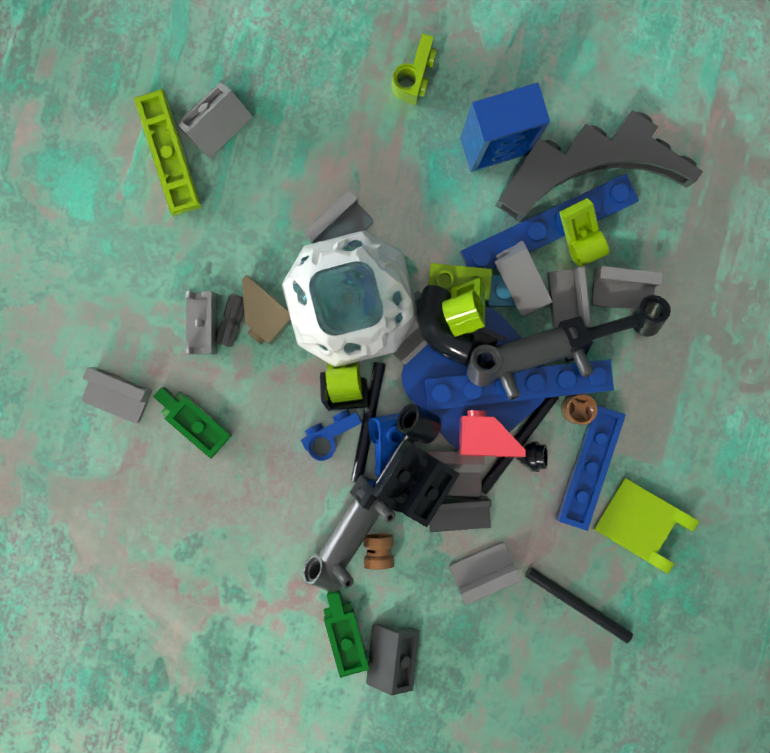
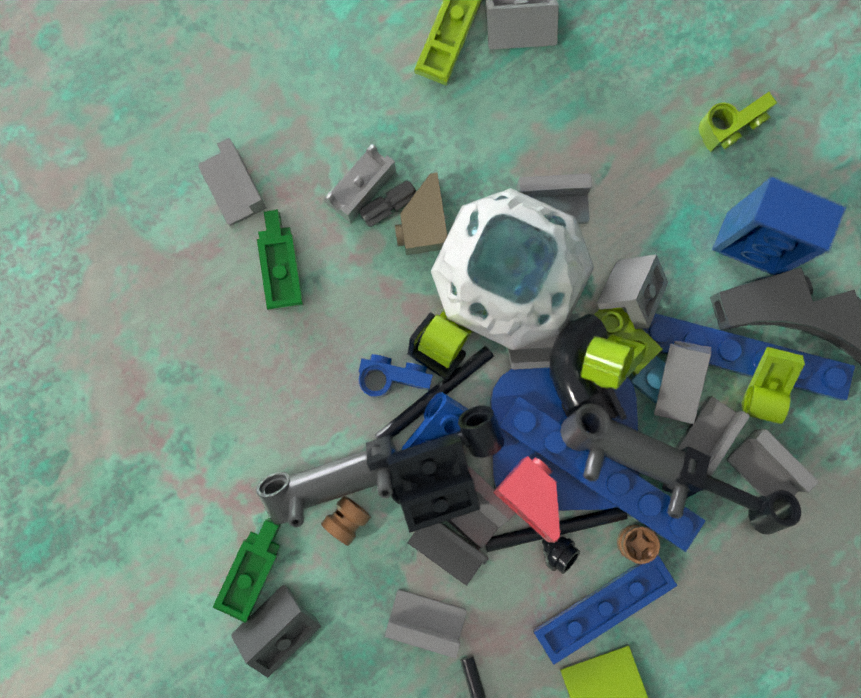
camera: 35 degrees right, 5 degrees down
(441, 242) = (637, 286): none -> light grey panel

